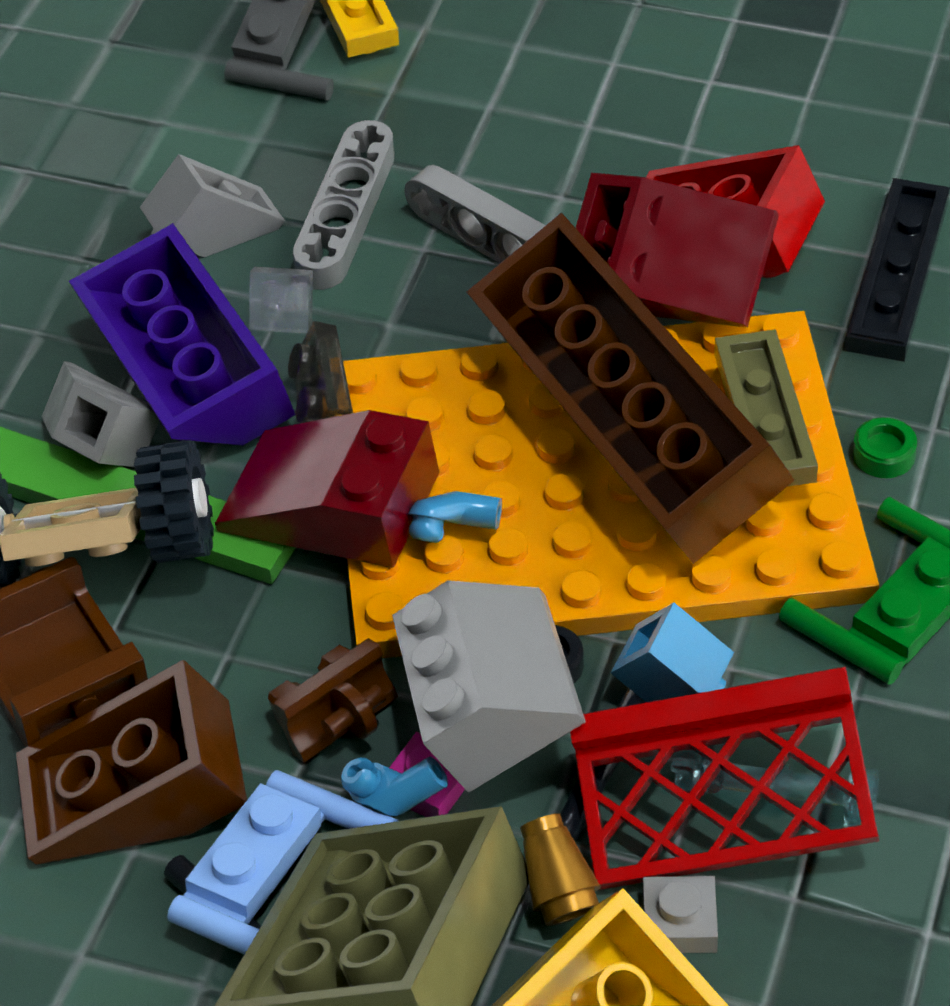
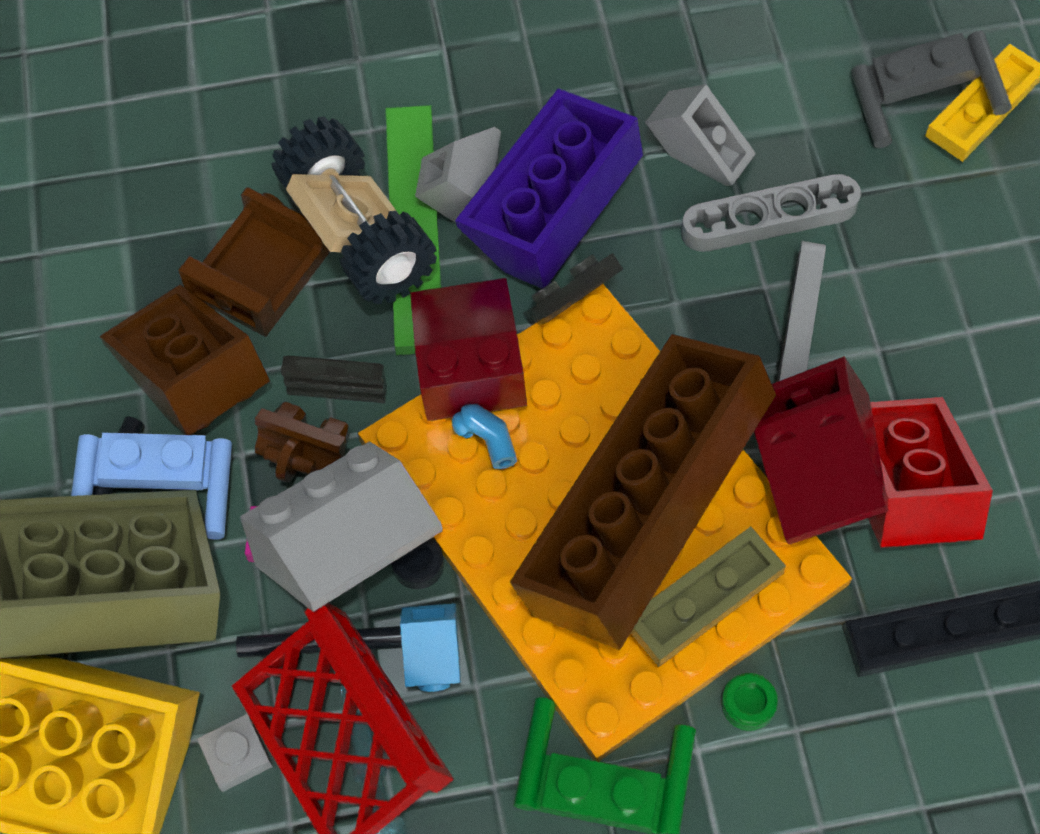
camera: 60 degrees right, 15 degrees up
(273, 637) = (334, 379): none -> clear smoke tile
(280, 300) = (642, 223): clear tile -> none
(390, 790) = (235, 502): dark azure arm -> none
(557, 871) = (216, 656): pearl gold cone -> none

